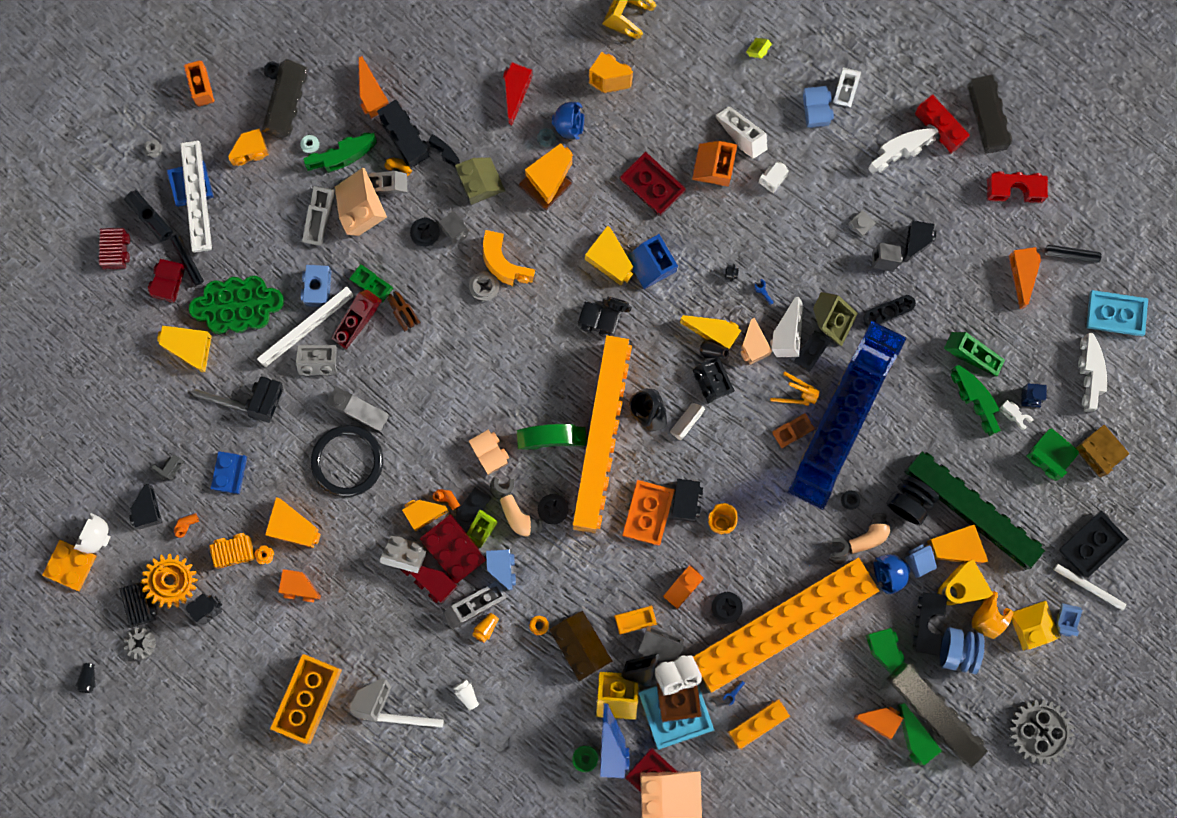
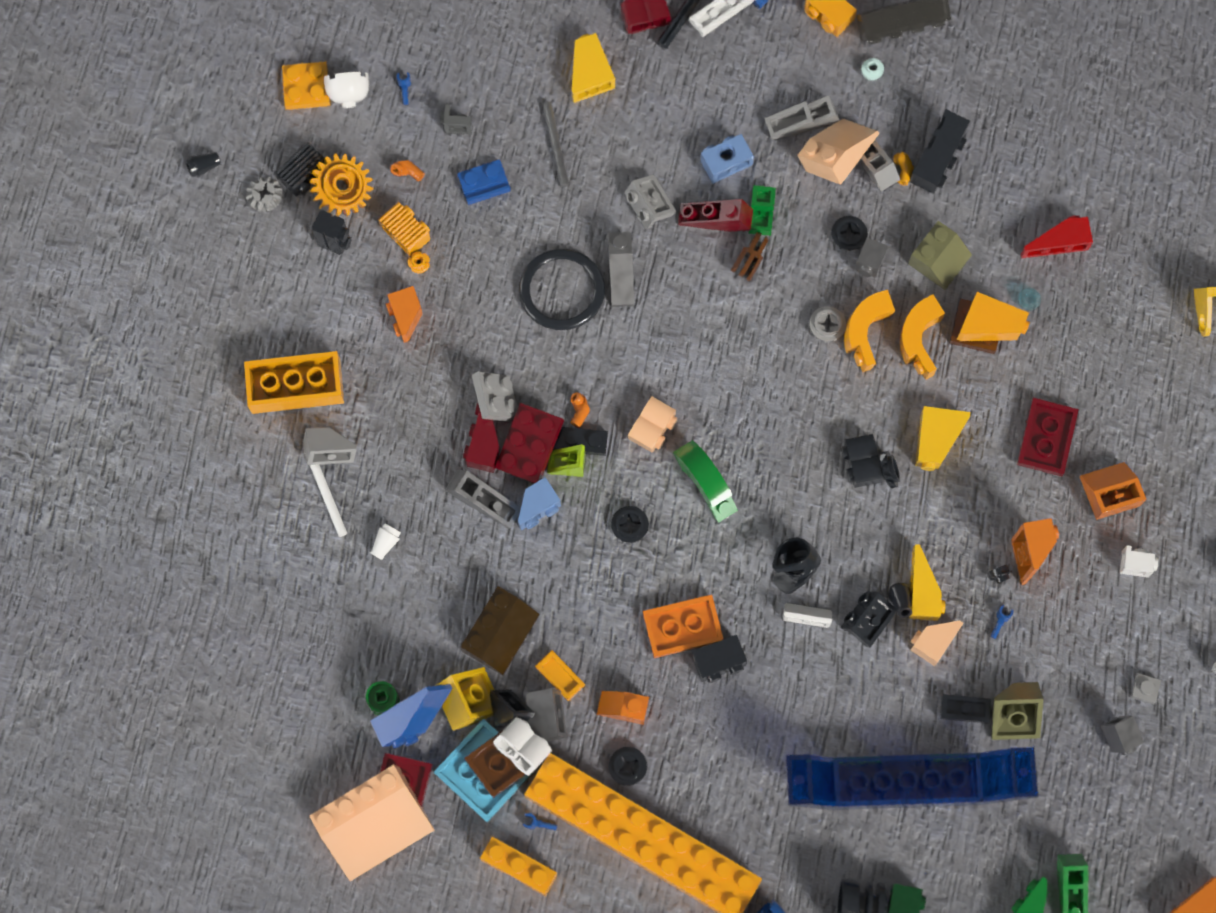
camera: 65 degrees right, 5 degrees down
(114, 490) = (404, 84): none -> blue hand
(145, 509) = (401, 123): black slope -> none
(236, 304) = (660, 92): green plate -> none
(264, 399) = (578, 172): black brick -> none
(291, 526) = (463, 271): light orange slope -> none
(305, 327) = (677, 171): white tile -> none
(350, 151) = (887, 111): green slope -> none
(370, 91) = (967, 93): orange slope -> none
(423, 513) = (549, 393): light orange slope -> none
(448, 154) = (947, 207): black slope -> none
(485, 628) = (464, 522): light orange cone -> none
(517, 520) = (596, 493): light nougat piece -> none
(525, 231) = (921, 317): none -> light orange arch
(543, 620) = (498, 569): light orange plate -> none
(569, 120) = (1062, 311): blue cylinder -> none
(600, 439) = (738, 528): light orange brick -> none
(609, 74) = (1138, 323): light orange slope -> none
(652, 261) = (959, 481): blue slope -> none
(723, 519) = (721, 709): light orange hair -> none
(731, 239) = (1032, 546): none -> orange slope
(744, 133) = (1167, 501): white slope -> none
(788, 332) = (971, 670): white slope -> none
(793, 430) = (864, 736): dark orange slope -> none
(808, 393) = (915, 730): light orange plant -> none
(854, 495) = (826, 833): black plate -> none
(875, 536) = (798, 888): piece -> none
(903, 311) = (1074, 788): black beam -> none
(918, 238) = (1167, 761): black slope -> none

